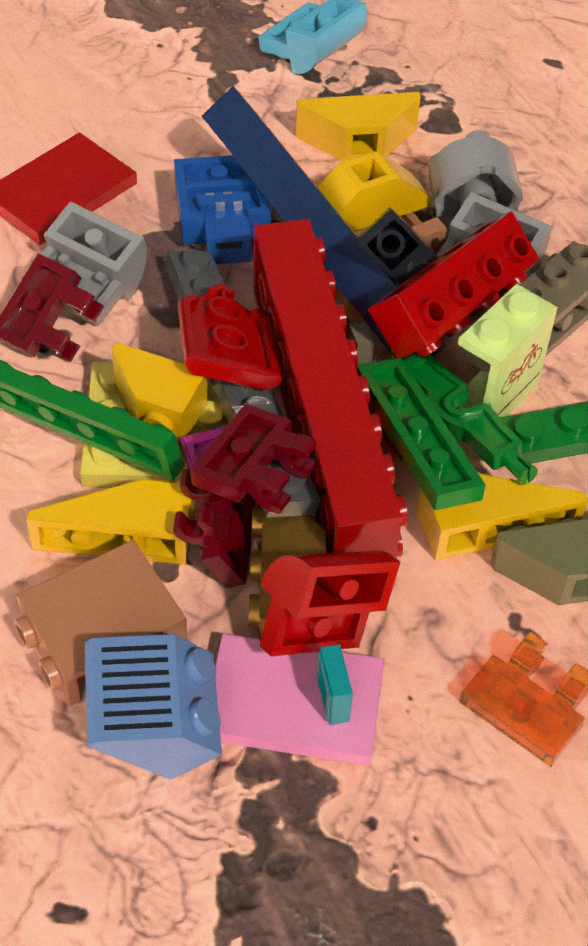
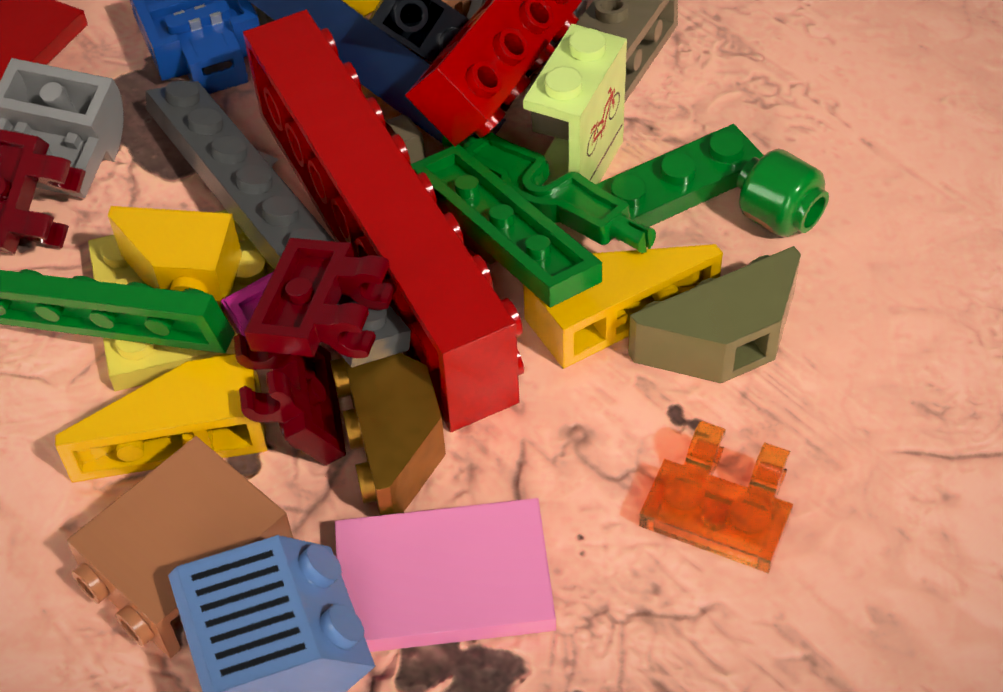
camera: 10 degrees left, 0 degrees up
(228, 340) = (247, 173): red tile -> none
(324, 599) = (448, 445): red brick -> none
(334, 684) = (488, 544): teal tile -> none

